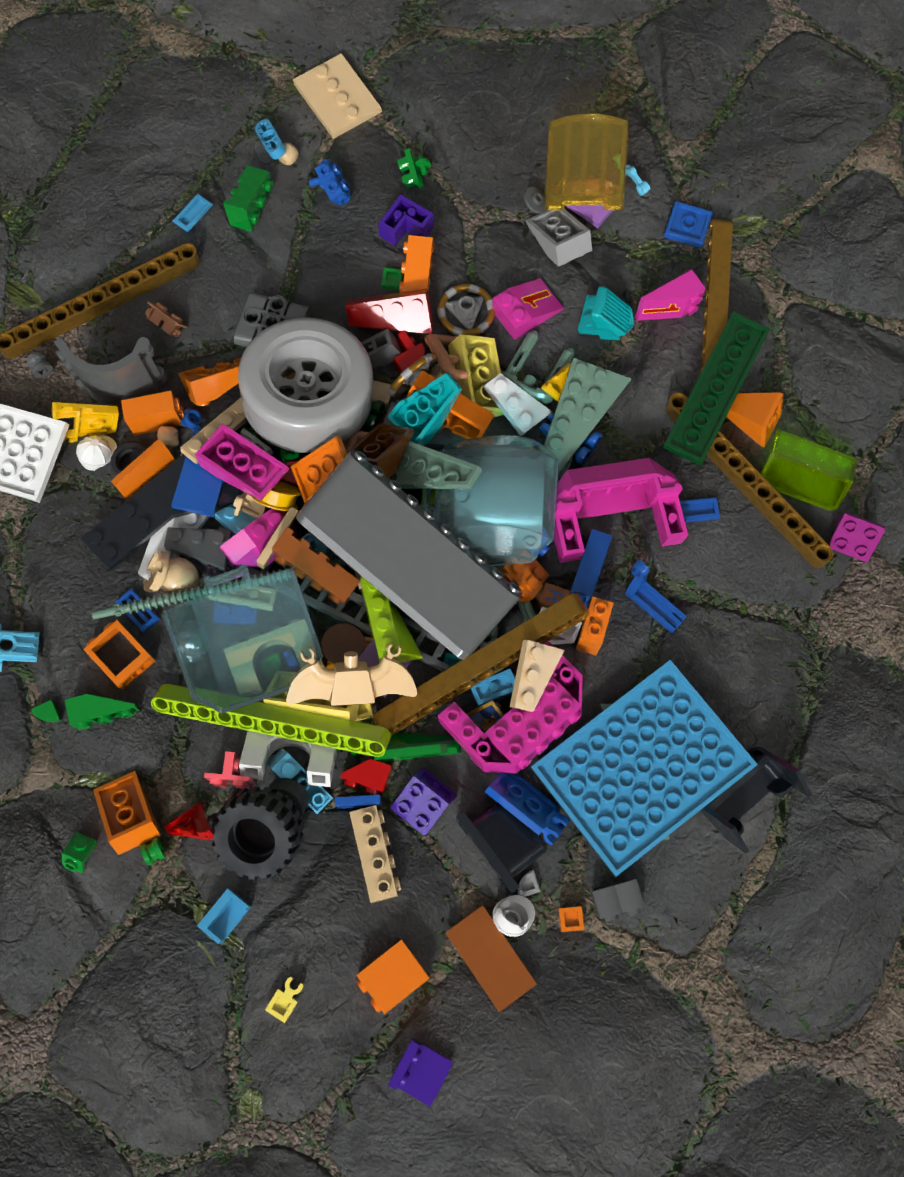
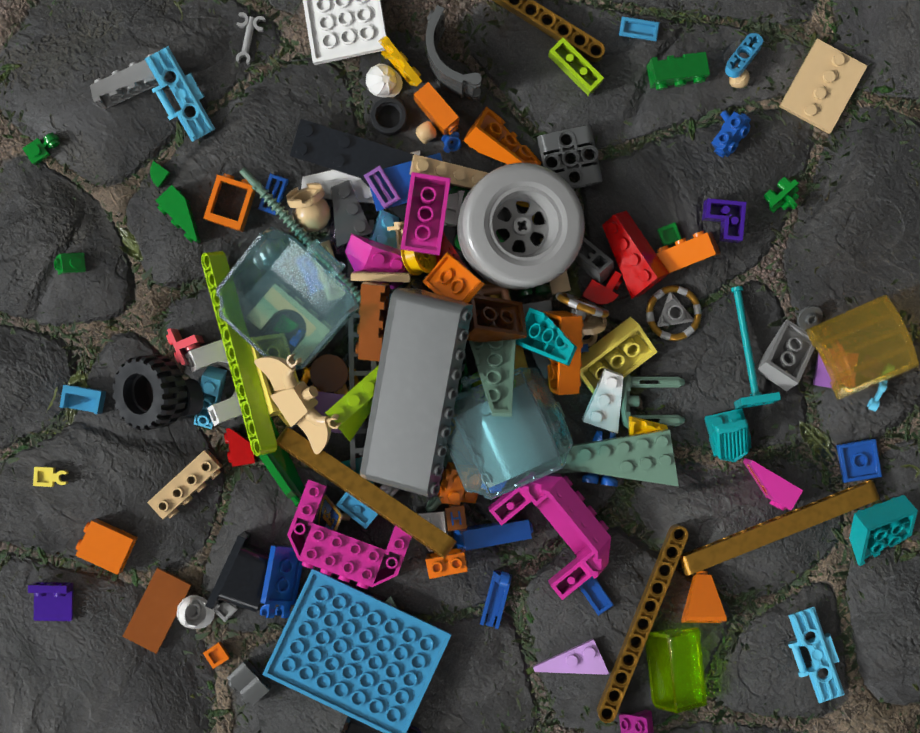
camera: 60 degrees right, 15 degrees up
(126, 813) = (116, 281): orange slope -> none
(143, 469) = (383, 133): orange tile -> none
(152, 851) = (99, 318): green wheel -> none
(158, 314) = (528, 74): nougat hinge -> none
(191, 277) = (575, 66): none -> lime brick
(192, 824) = (132, 338): red wing -> none
(193, 504) = (373, 173): none -> medium lavender tile
(357, 801) = (217, 450): blue tile -> none
(423, 801) = (245, 500): dark purple bracket -> none
(445, 360) = (615, 315): nougat piece -> none
(525, 307) = (703, 363): dark pink slope -> none
(533, 674) = (376, 538): tan wing -> none
(585, 273) = (756, 397): none -> teal tile
(716, 388) = (707, 562): dark green plate -> none
(755, 555) = (579, 660): none -> lavender wing
(759, 232) = (881, 527): none -> teal wedge
(855, 336) = (821, 652): none -> medium azure piece

